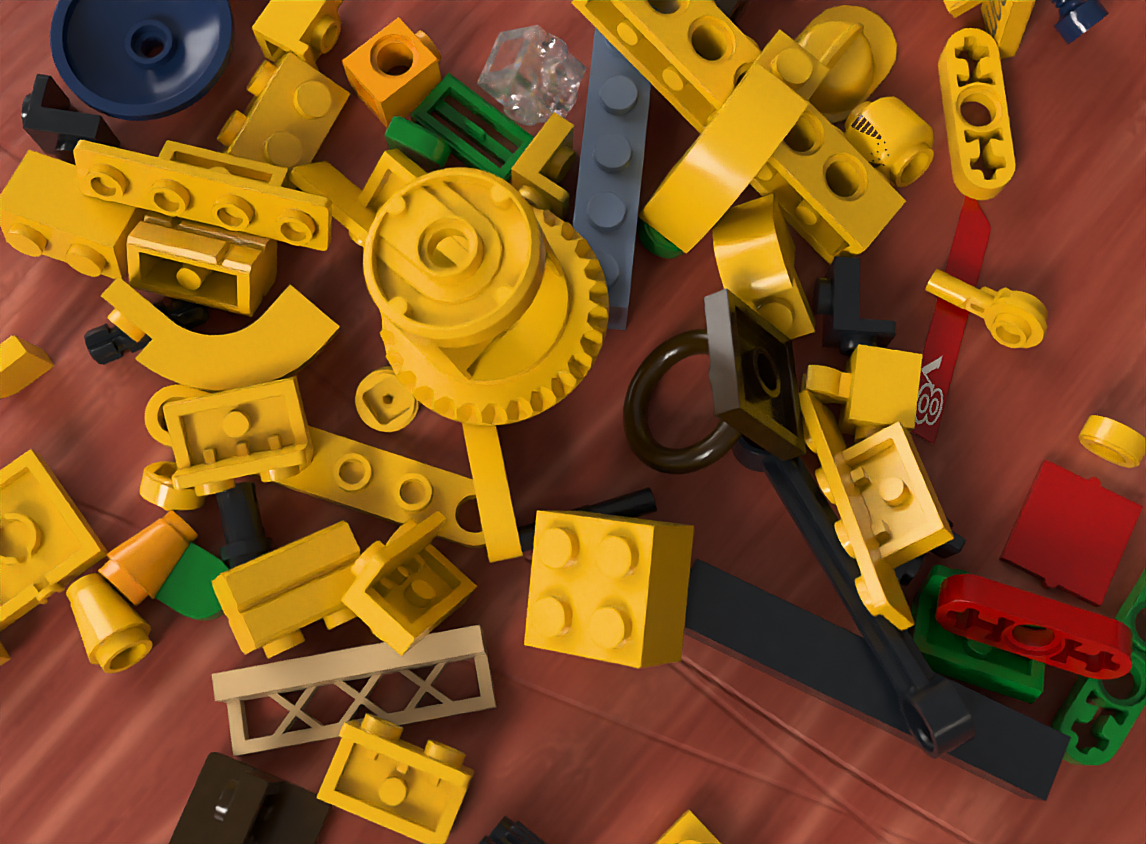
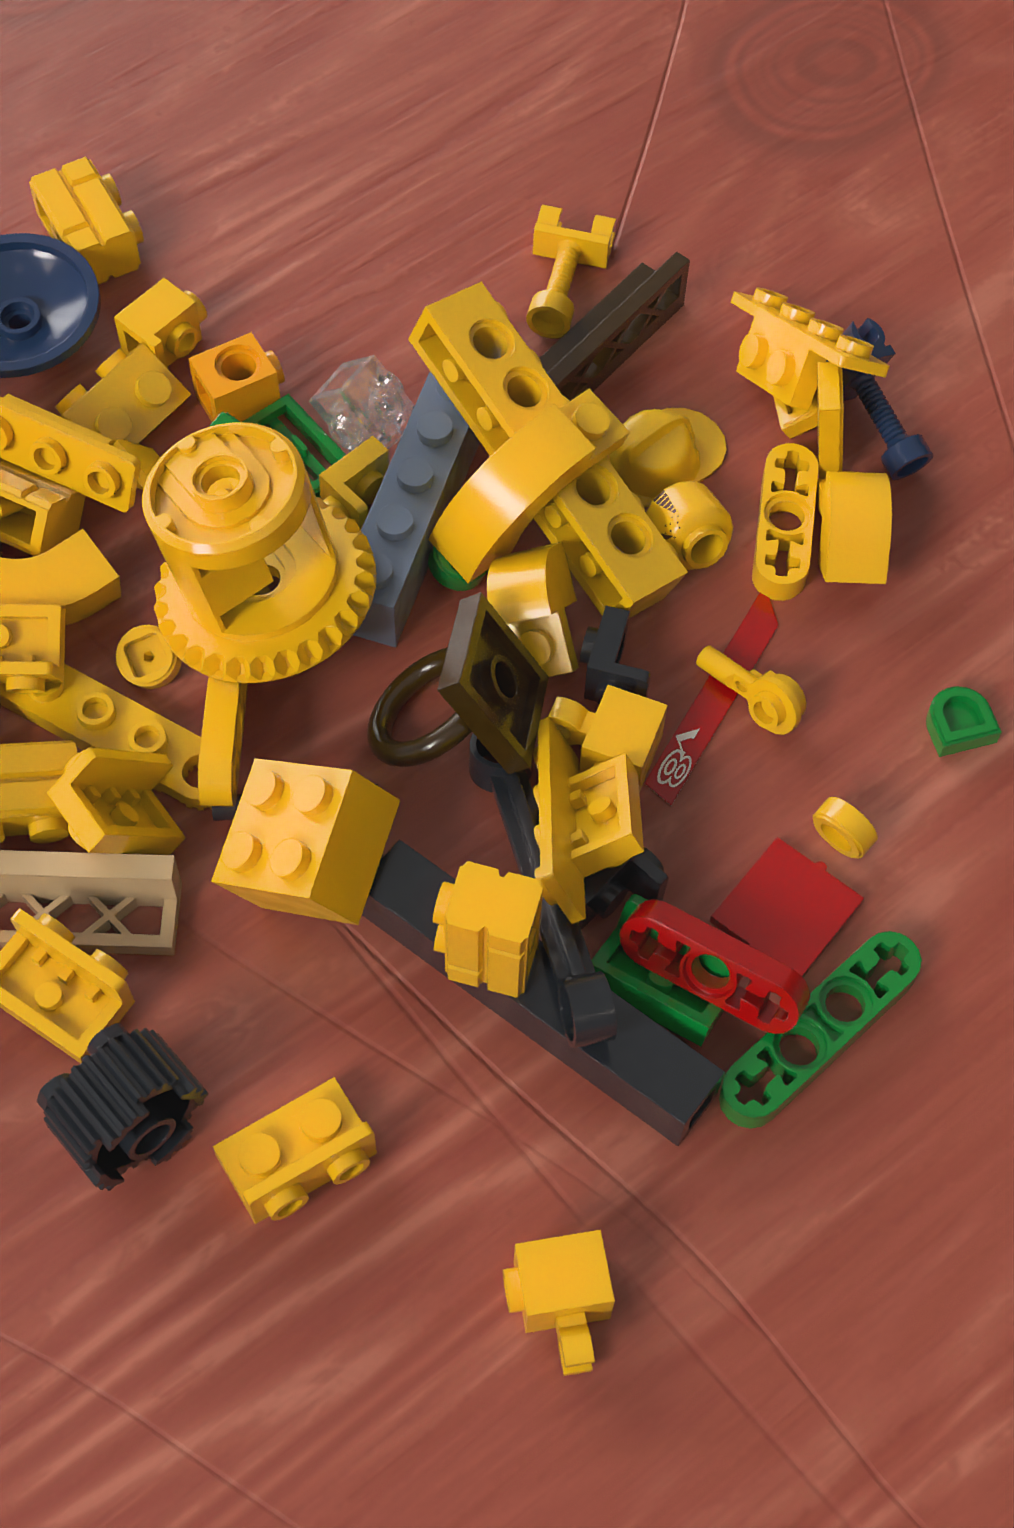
camera: 10 degrees right, 15 degrees down
(832, 661) = (489, 928): none -> yellow brick
(1056, 111) = (854, 526): none -> yellow brick

